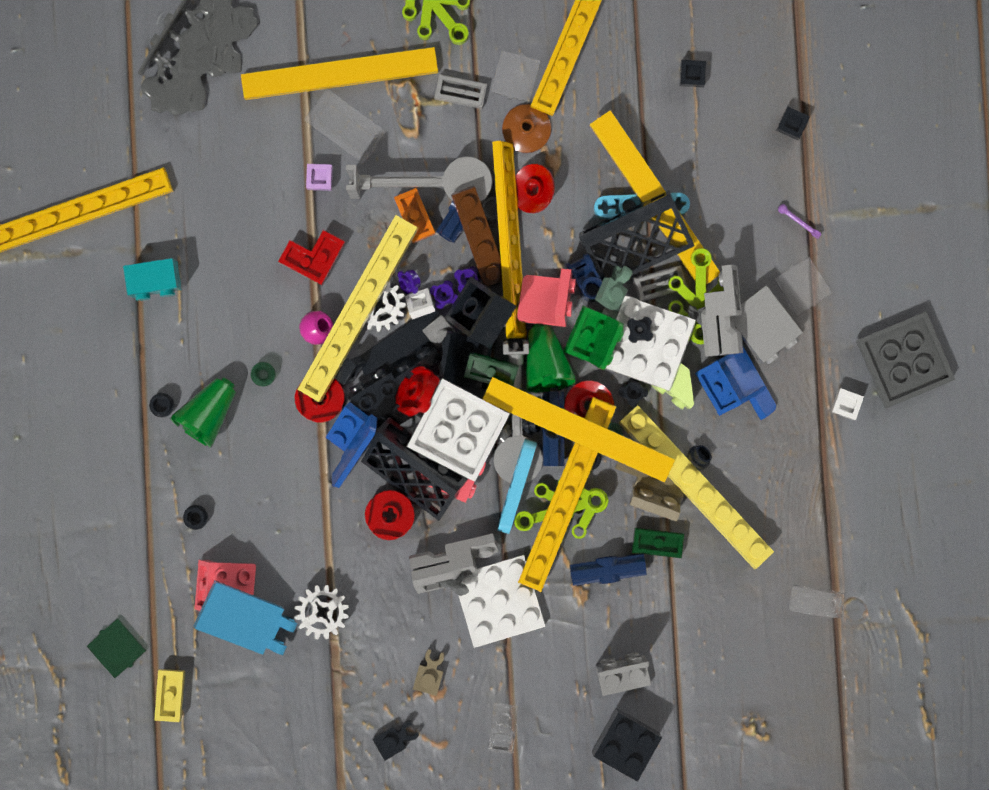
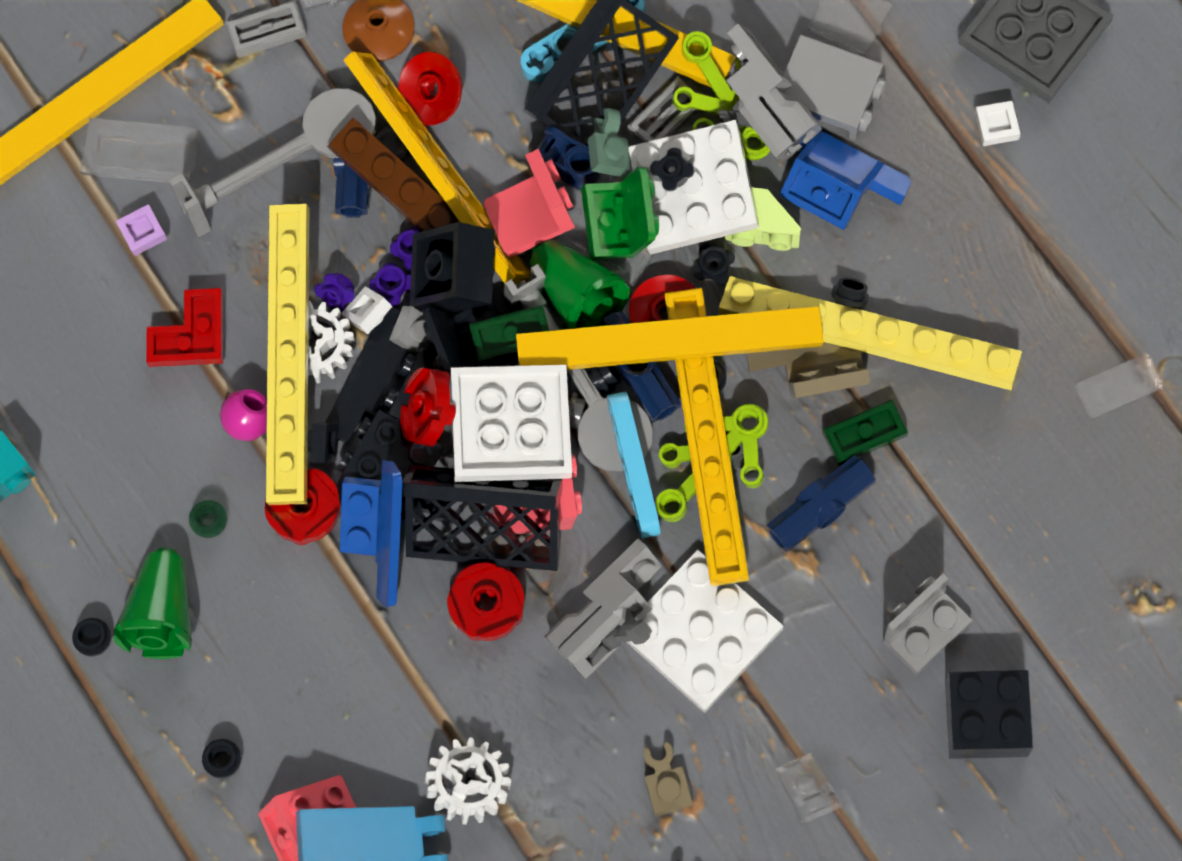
camera: 25 degrees left, 15 degrees down
(414, 212) = (283, 191): orange plate -> none

